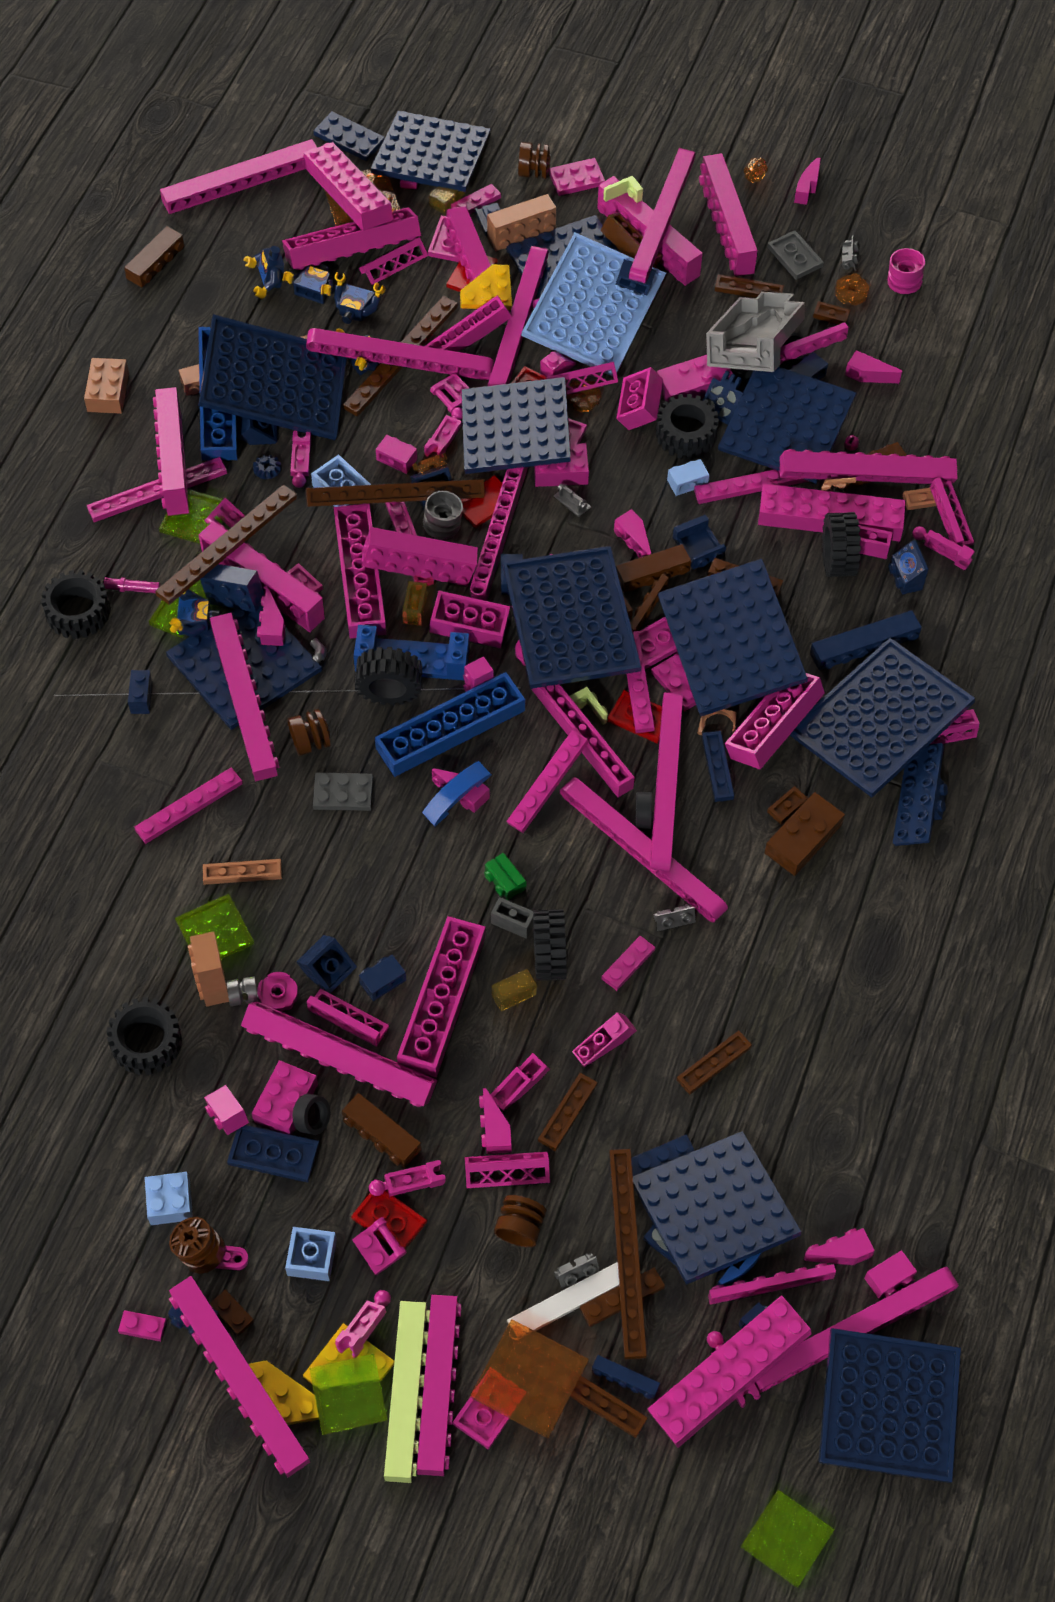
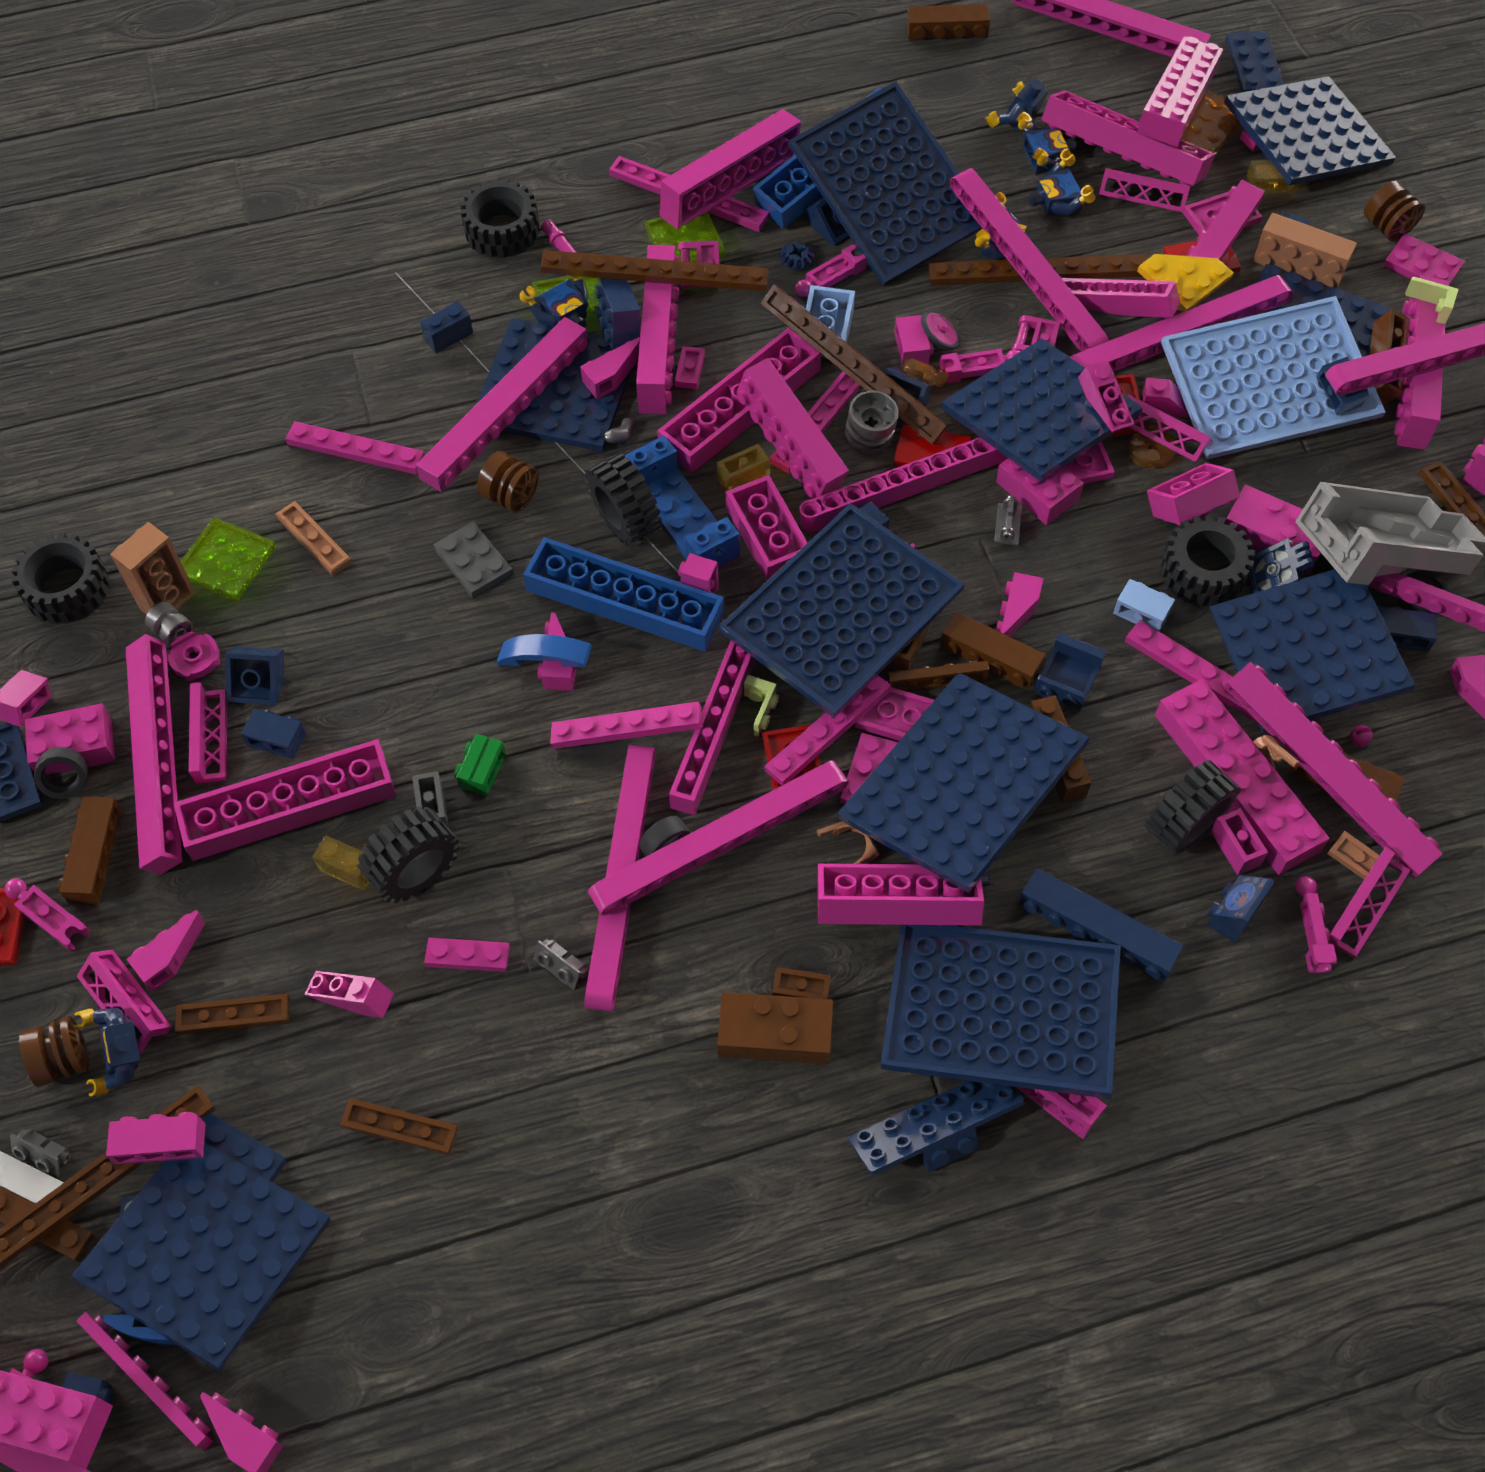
camera: 55 degrees right, 0 degrees up
(106, 385) = (766, 83): nougat brick -> none
(403, 434) = (940, 330): none -> wheel
(478, 199) = (1303, 206): dark pink plate -> none
(519, 1082) = (238, 942): dark pink slope -> none
(543, 386) = (1105, 395): none -> dark pink slope
(547, 1181) = (117, 1044): none -> dark blue torso
(632, 1187) = (156, 1138): none -> dark pink brick
(717, 766) = (791, 880): dark blue plate -> none

